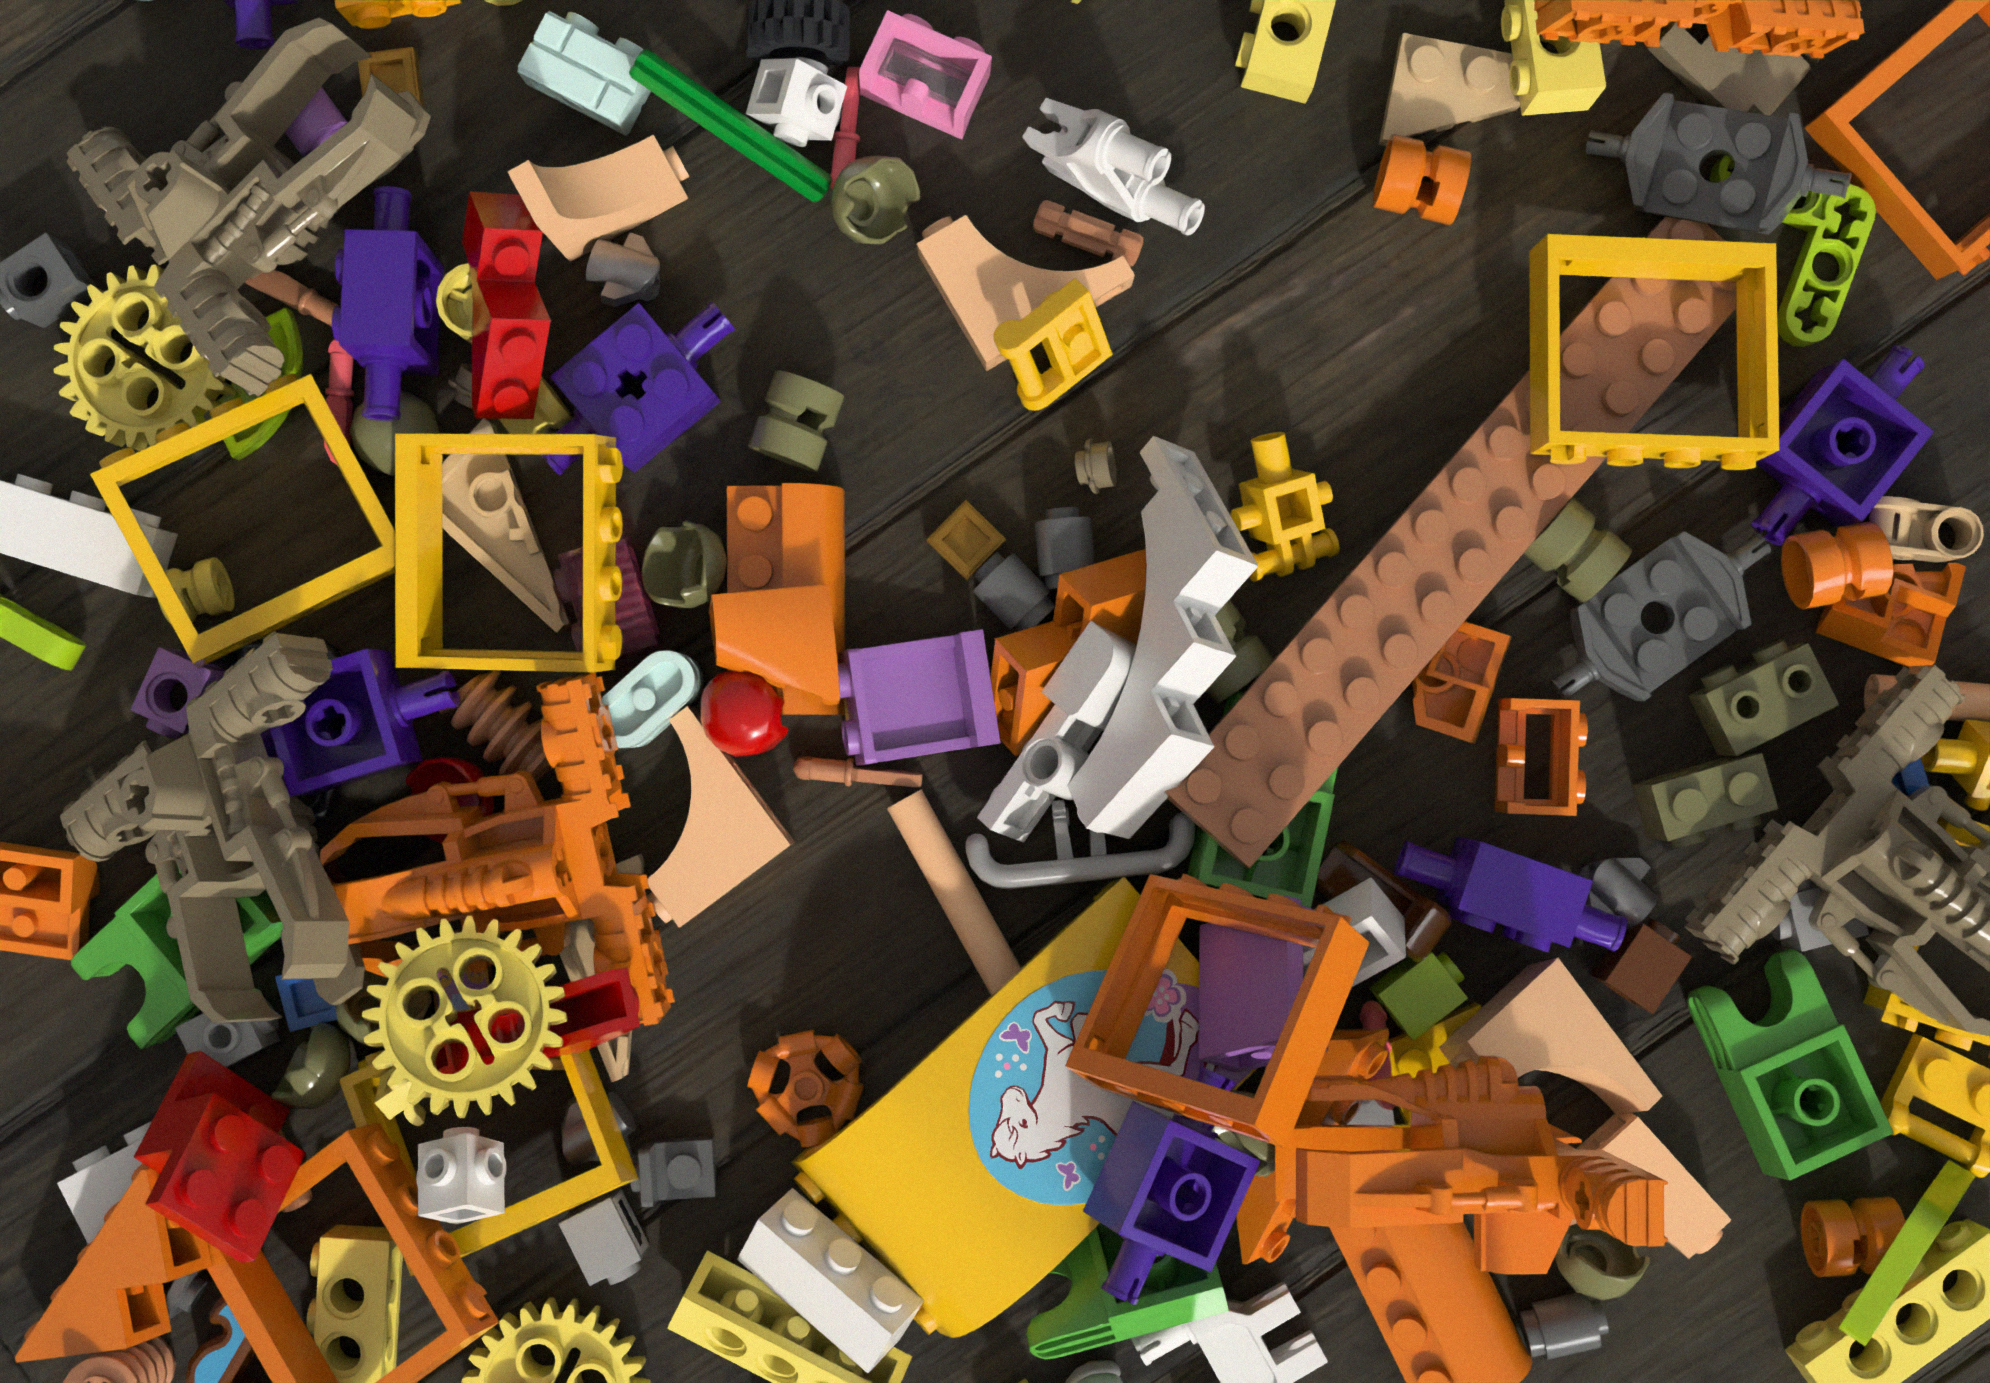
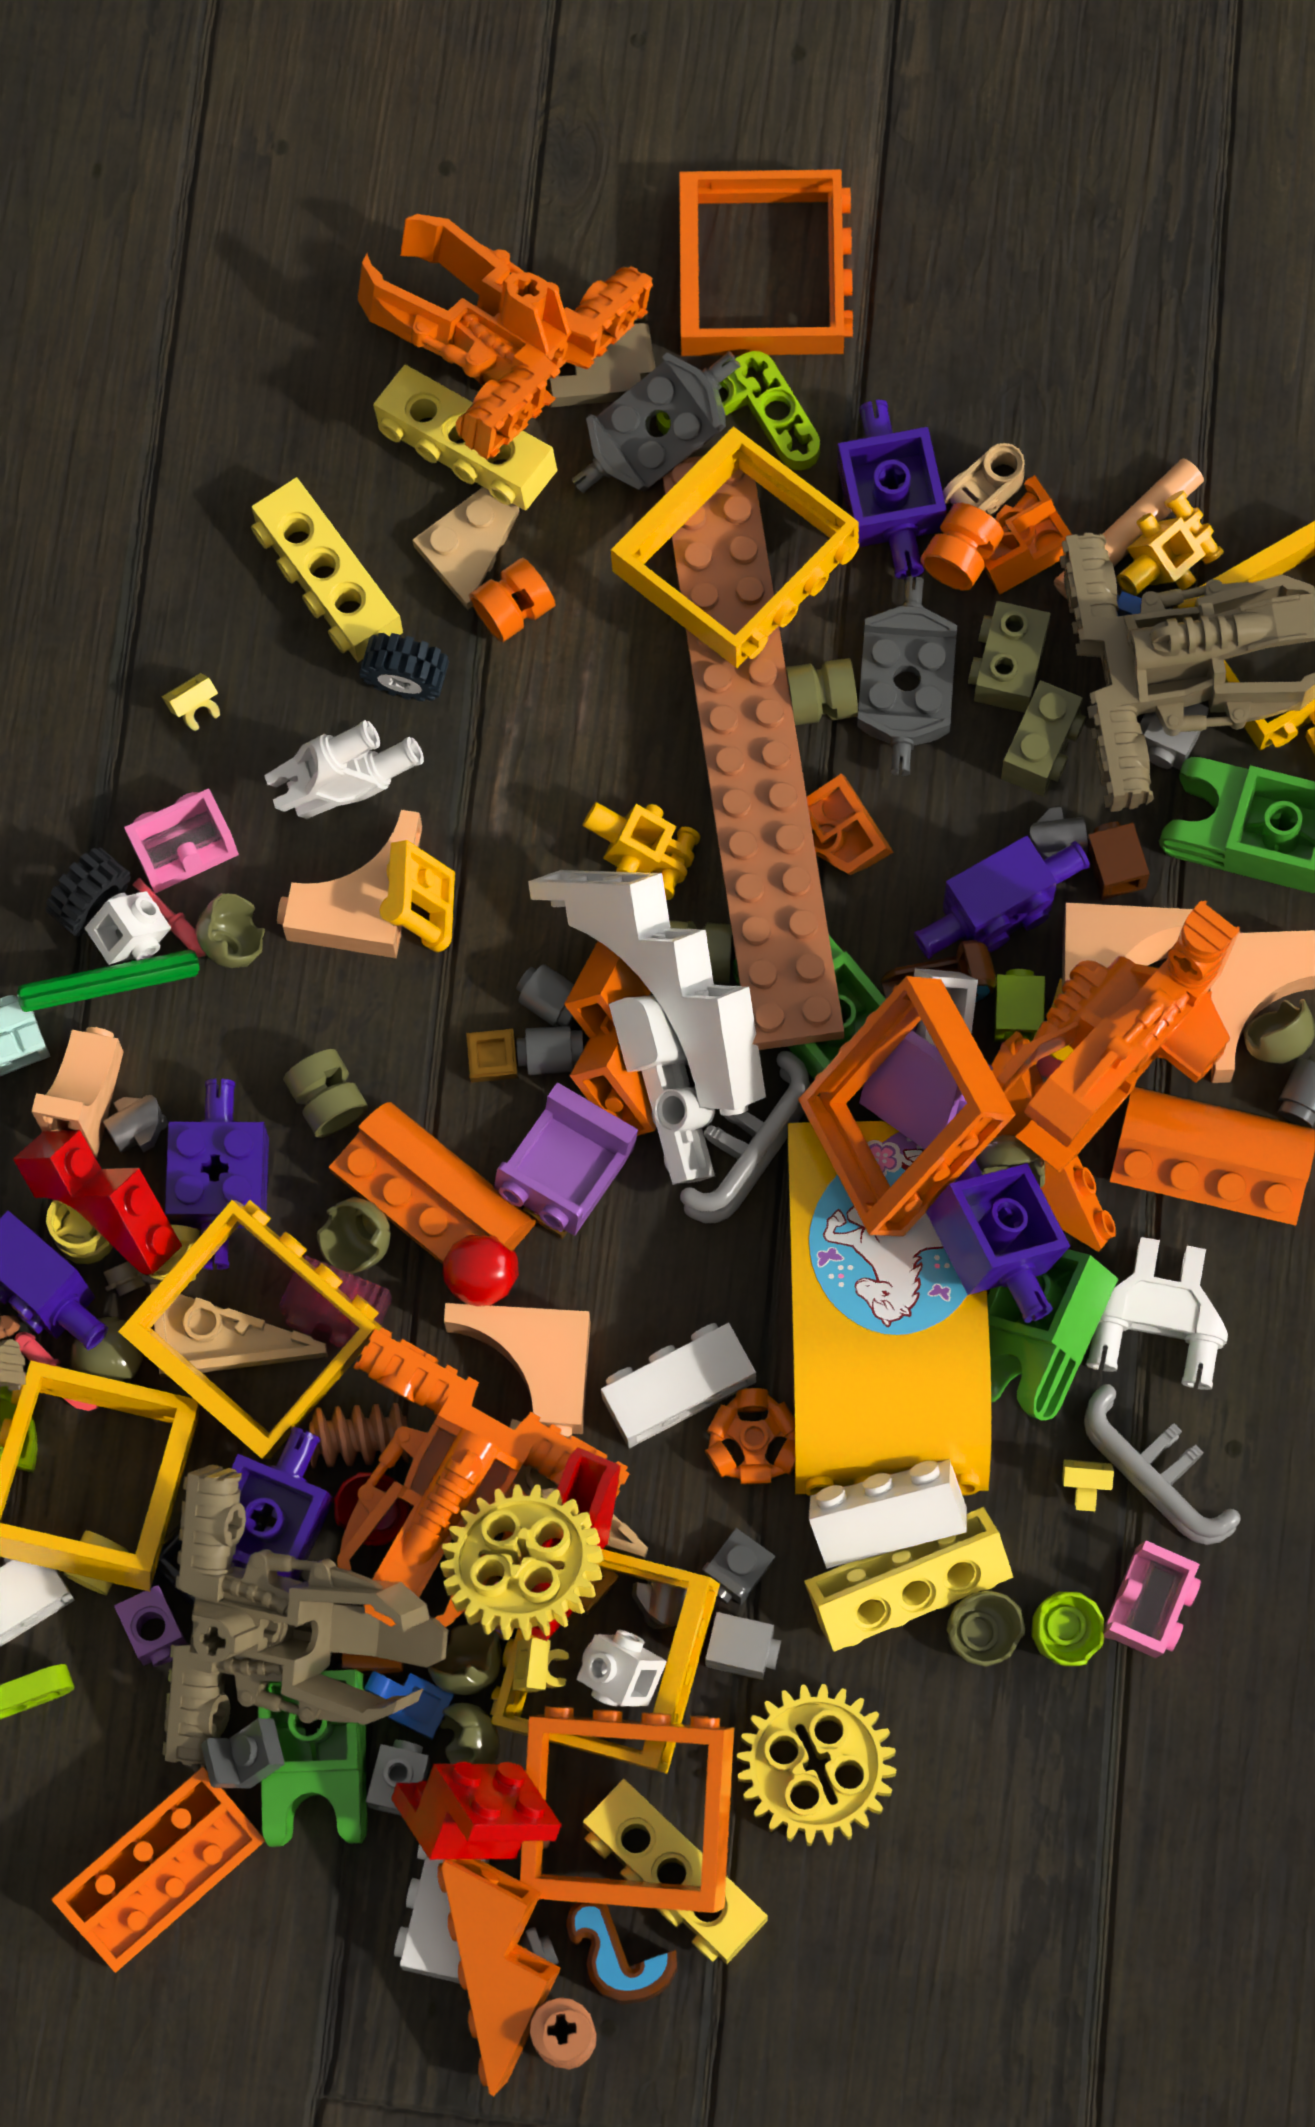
camera: 45 degrees left, 15 degrees down
(108, 888) = (244, 1757): none -> dark grey bracket
(651, 696) = (420, 1315): light aqua brick -> none
(780, 636) = (452, 1203): orange slope -> none
(797, 976) = (677, 1383): none -> white brick
(845, 772) = (573, 1249): nougat piece -> none
(955, 890) = (706, 1241): light nougat piece -> none
(1087, 232) = (365, 824): nougat axle -> none
(1096, 465) = (515, 936): dark tan plate -> none
(1267, 135) = (404, 667): none -> black wheel
(1567, 734) = (934, 790): orange window -> none

